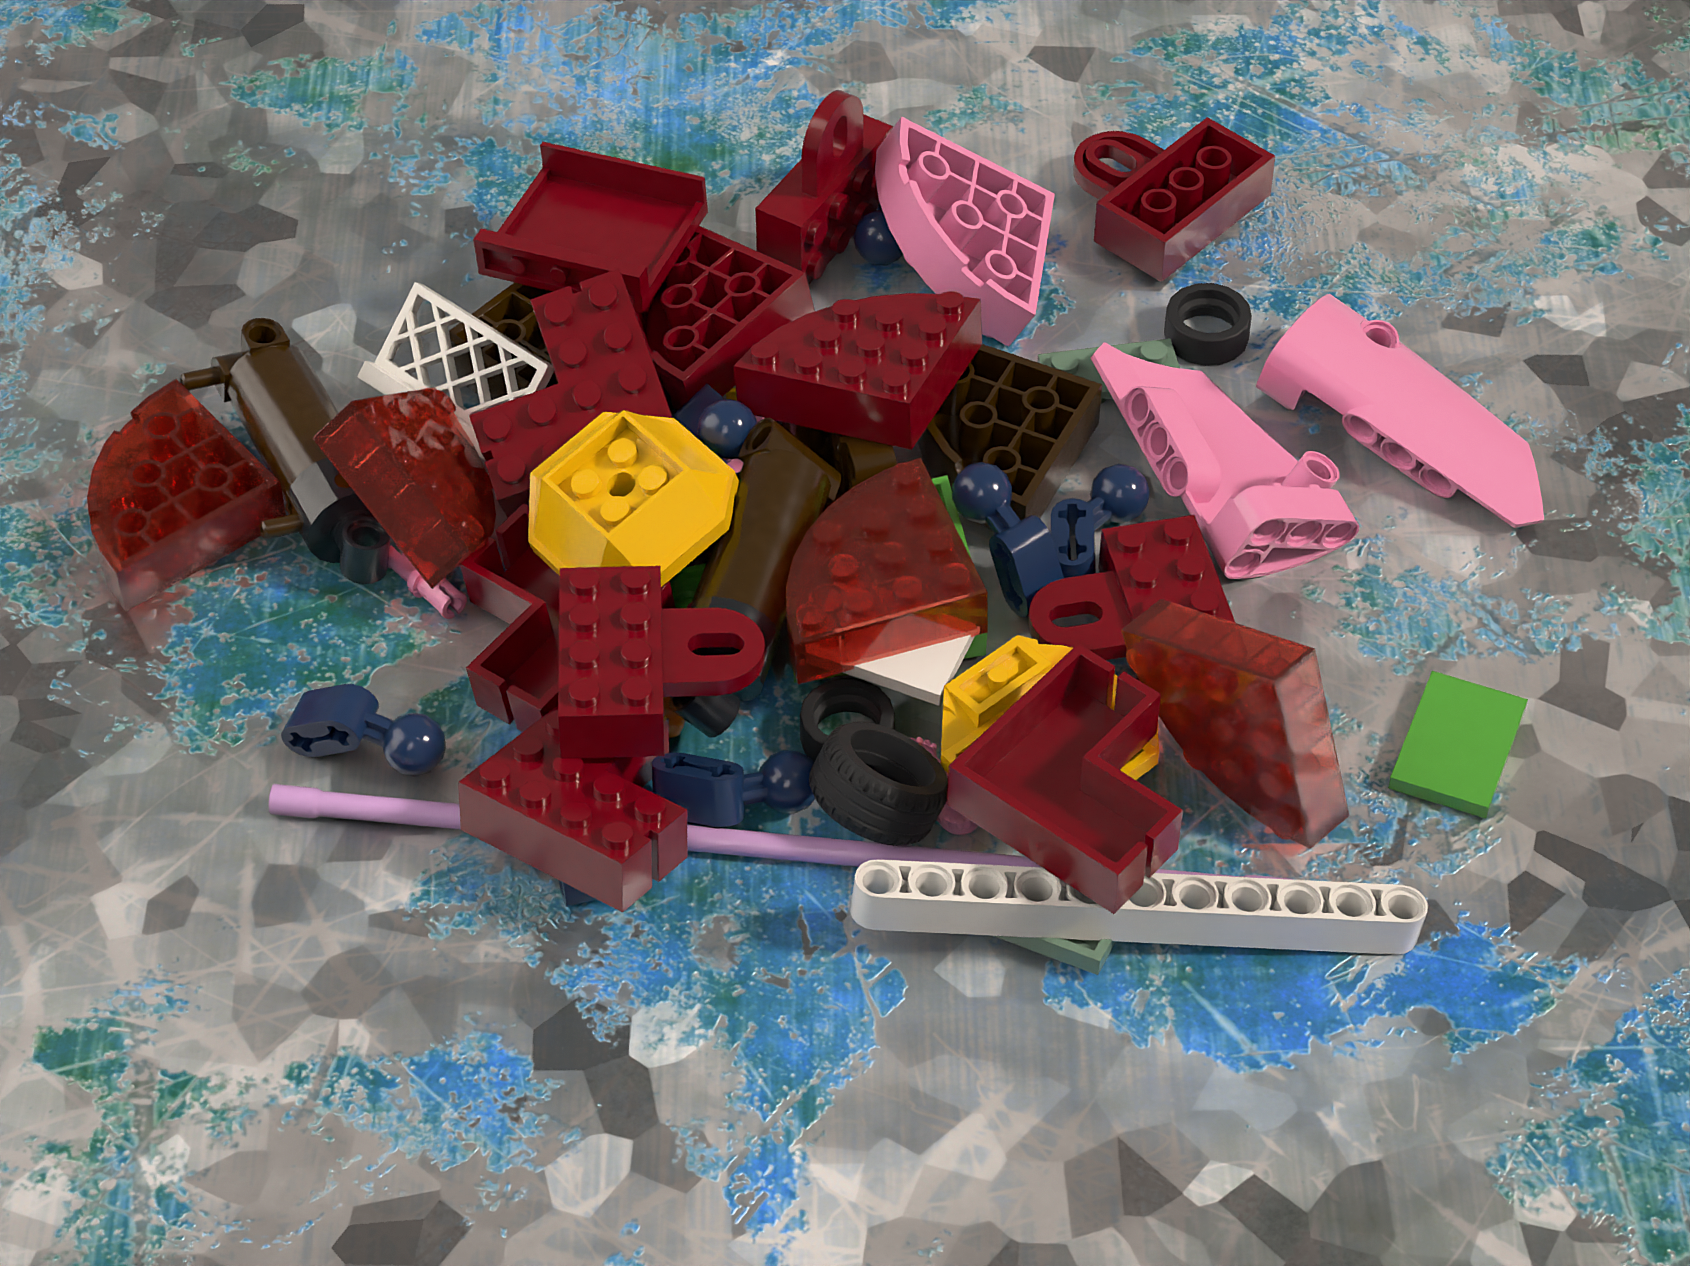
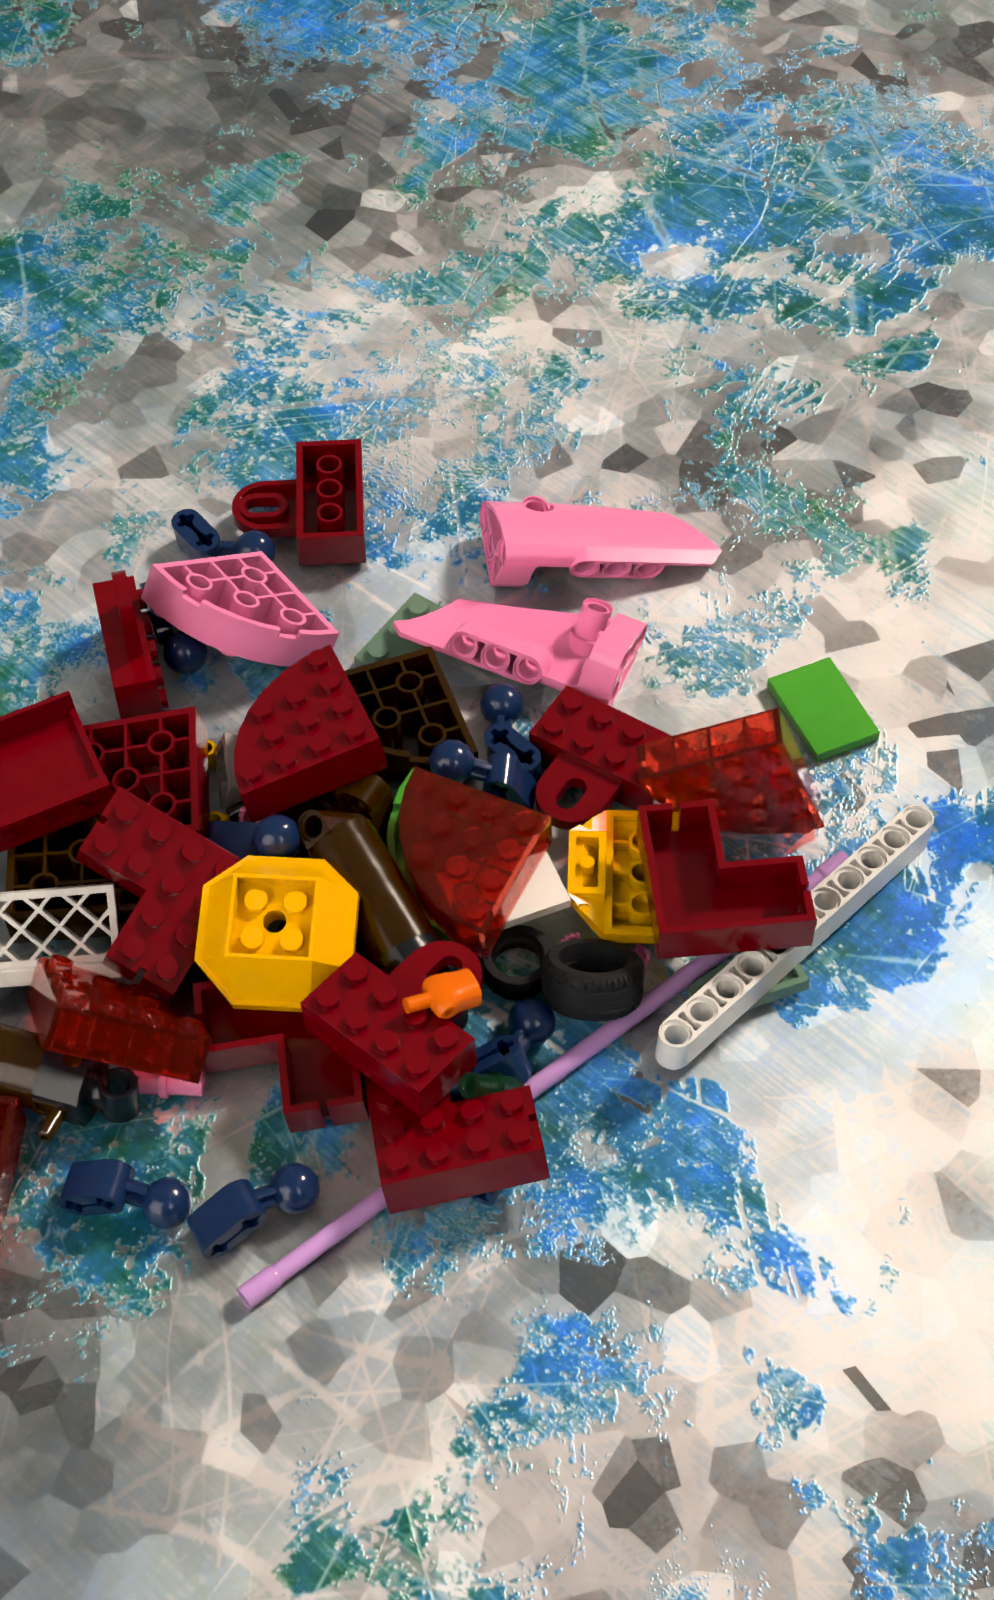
camera: 45 degrees left, 5 degrees up
(271, 613) = (108, 1184): none -> dark blue beam
(646, 774) = (479, 1085): none -> clear green axle
(680, 655) = (446, 994): none -> orange piece
(1023, 129) = (201, 540): none -> dark blue beam
(1213, 301) = (421, 550): black tyre -> none

